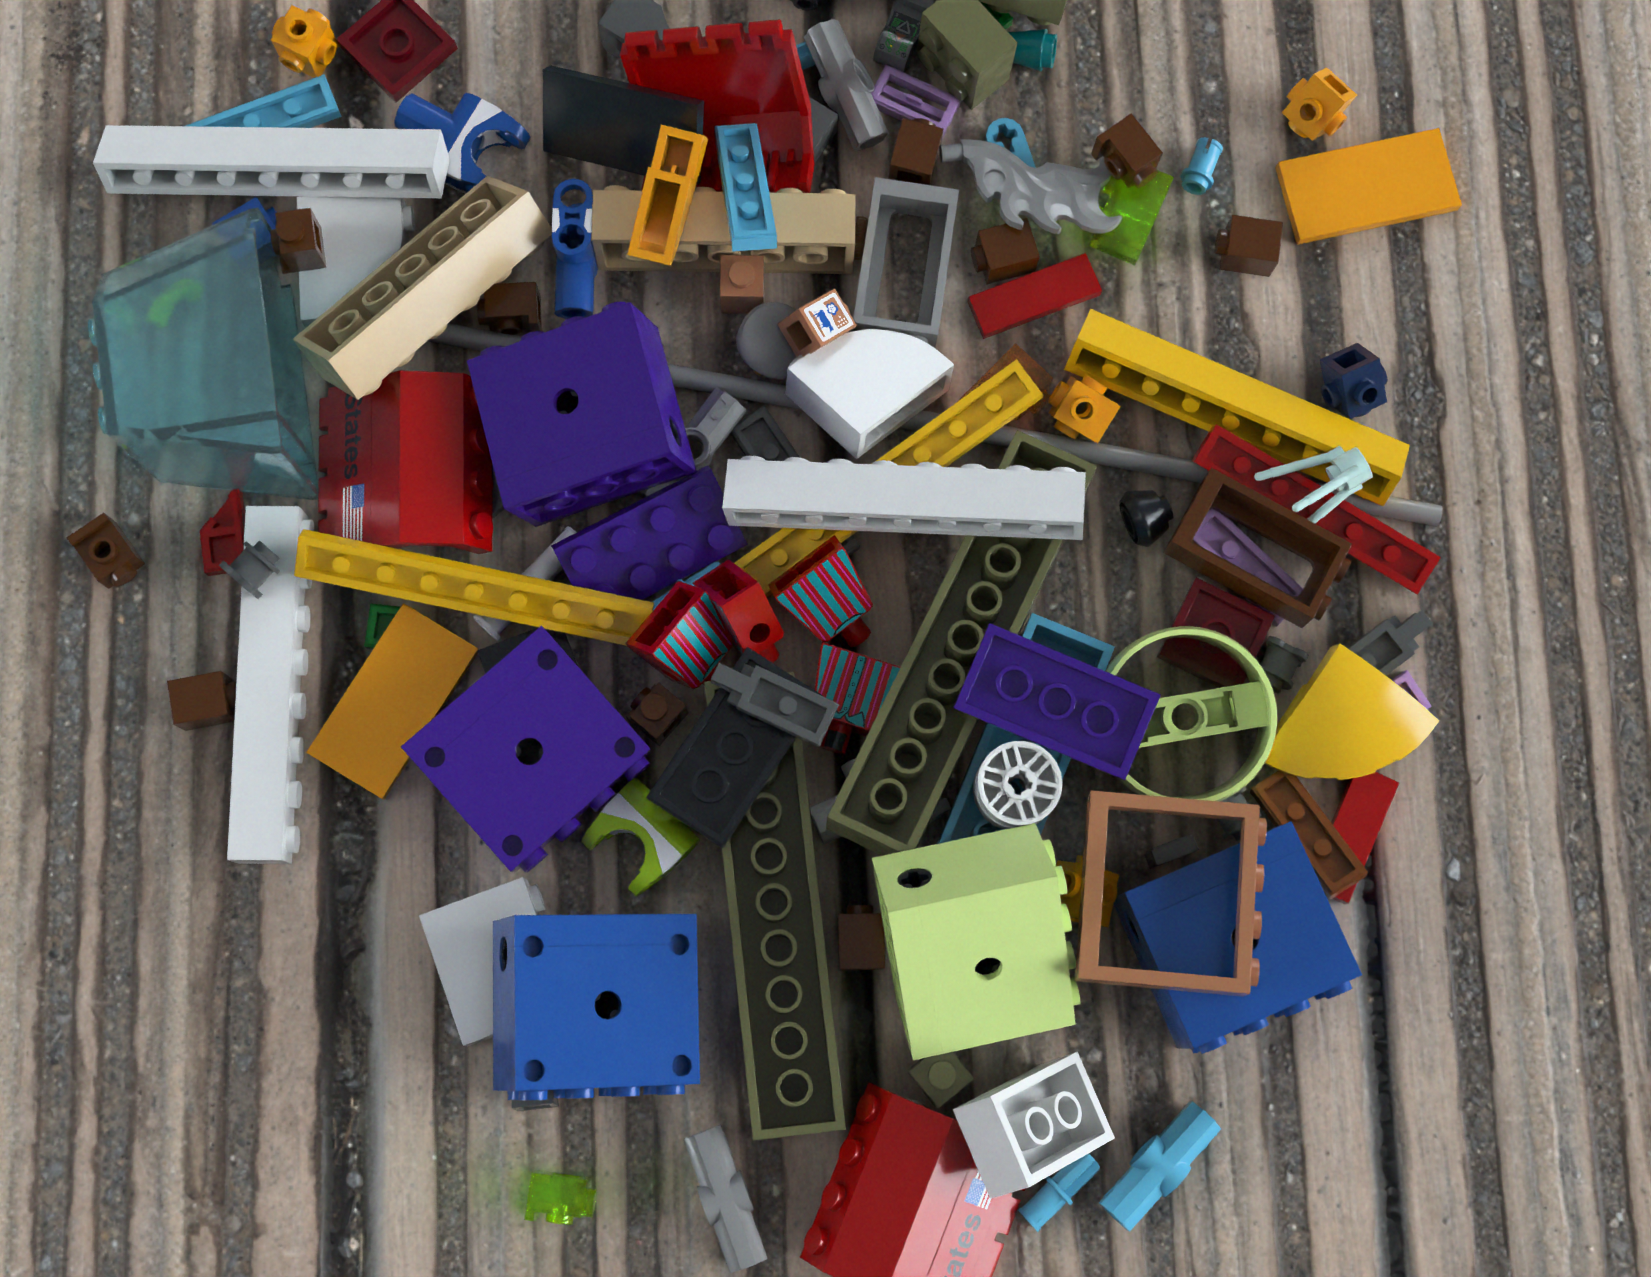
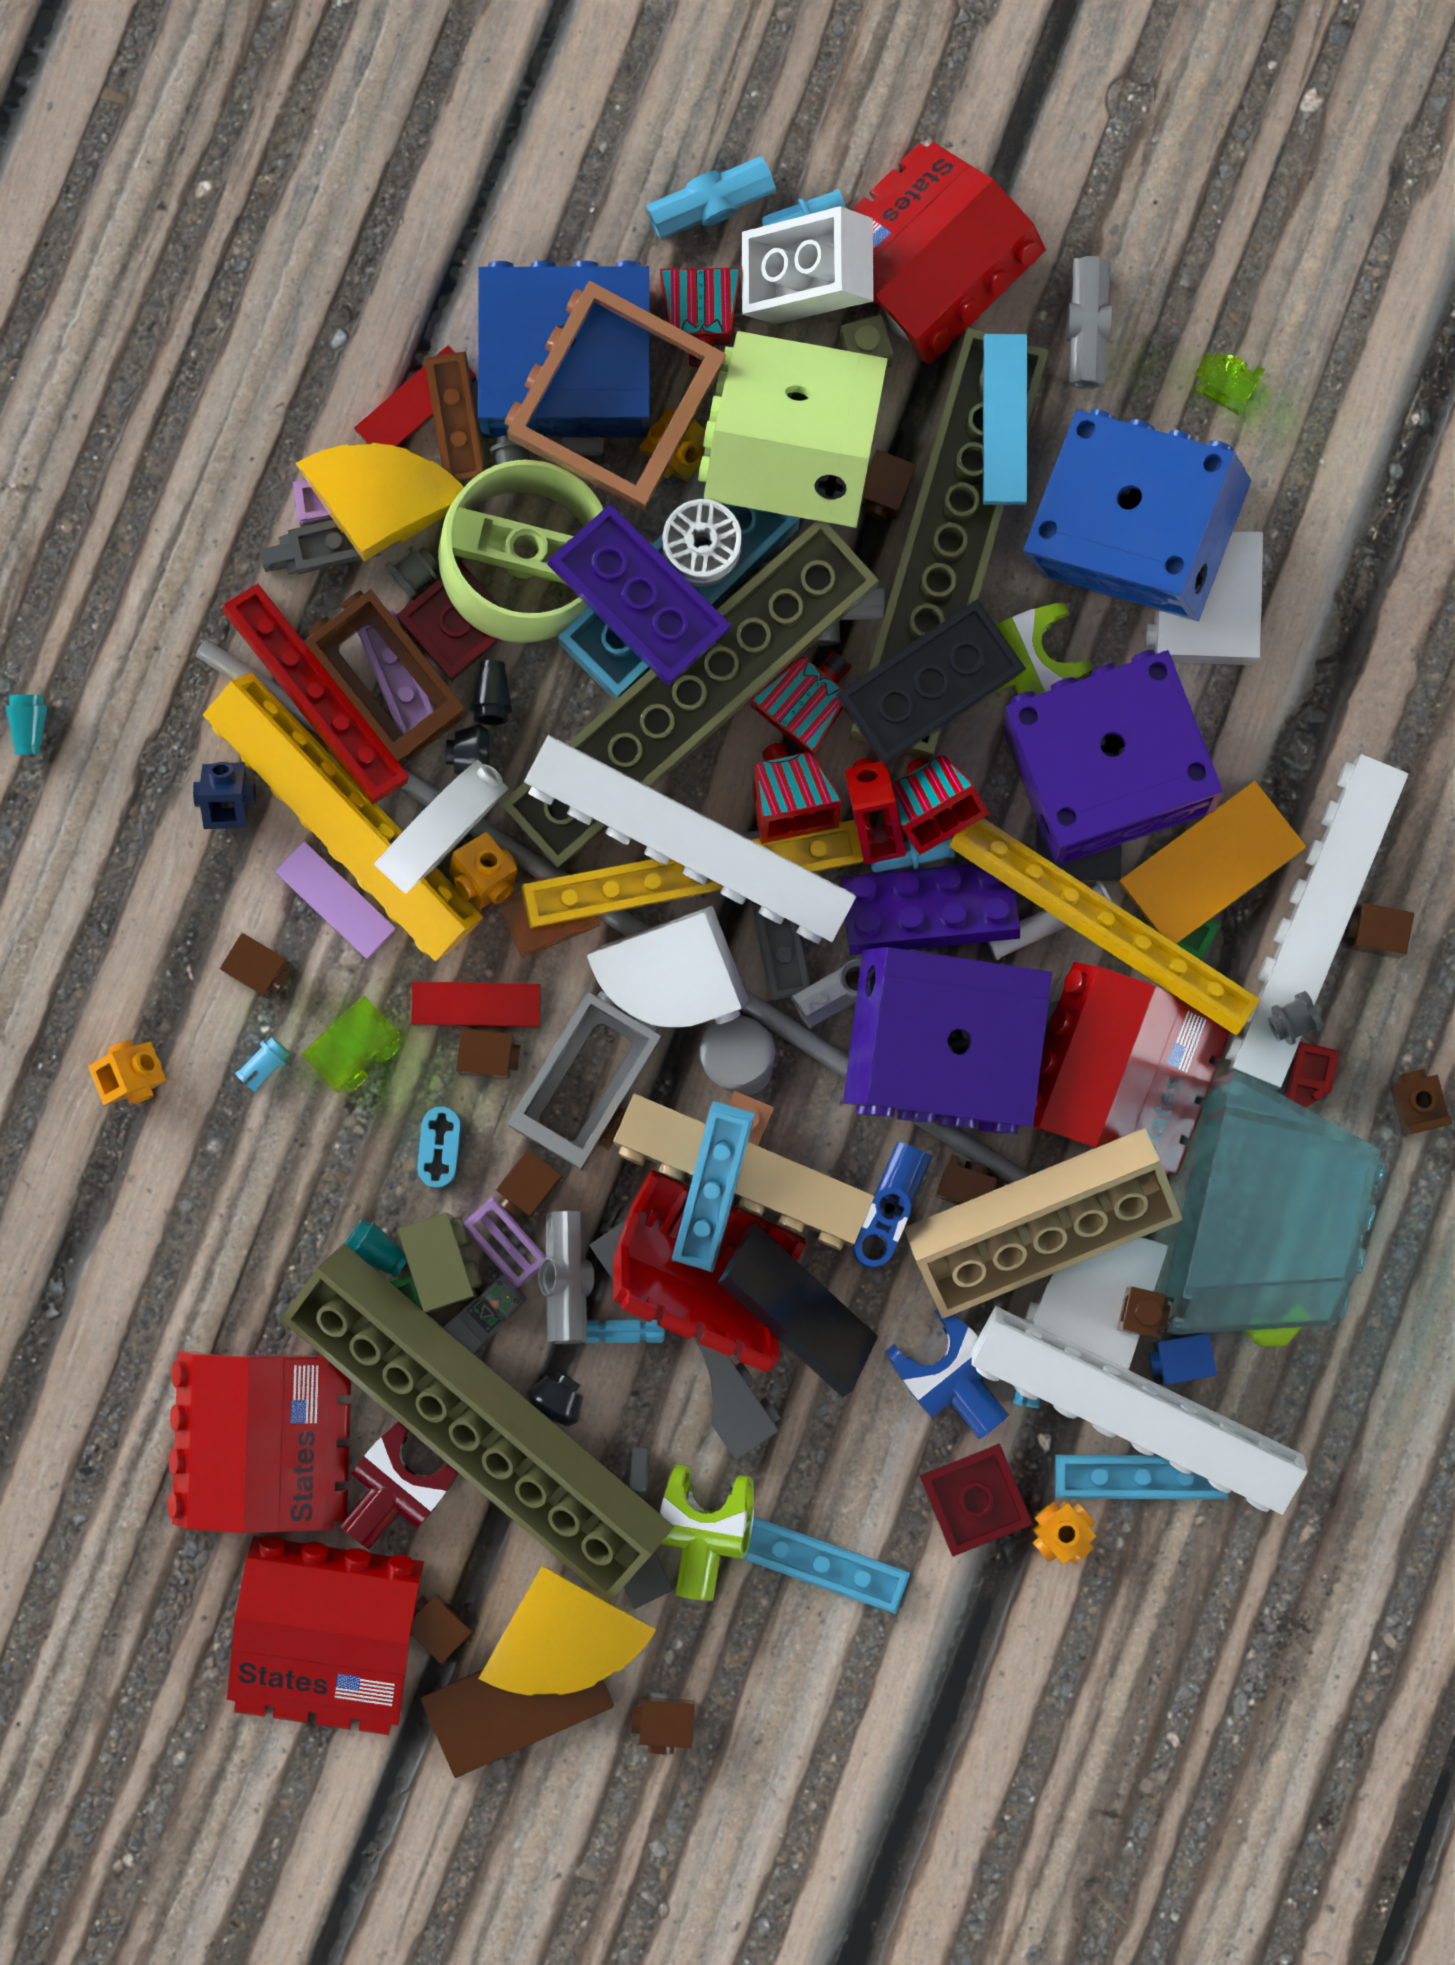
camera: 155 degrees left, 5 degrees up
(657, 712) = (983, 755): reddish brown brick -> none
(667, 194) = (789, 1203): light orange slope -> none
(768, 1046) = (1005, 419): none -> medium azure tile
(777, 701) = (880, 698): dark grey hinge -> none
(817, 323) = (695, 1044): nougat brick -> none
(1039, 193) = (433, 1089): light grey piece -> none
(1120, 1043) = (701, 303): none -> torso
(1128, 152) = (337, 1084): reddish brown brick -> none
(1143, 414) = (442, 826): none -> white brick
(1150, 581) = (491, 695): none -> black cone
(1207, 335) = (335, 900): none -> lavender tile
(1345, 475) = (282, 701): light aqua plant -> none
(1368, 186) = (114, 982): light orange tile -> none
(1564, 381) = (26, 722): none -> teal cone

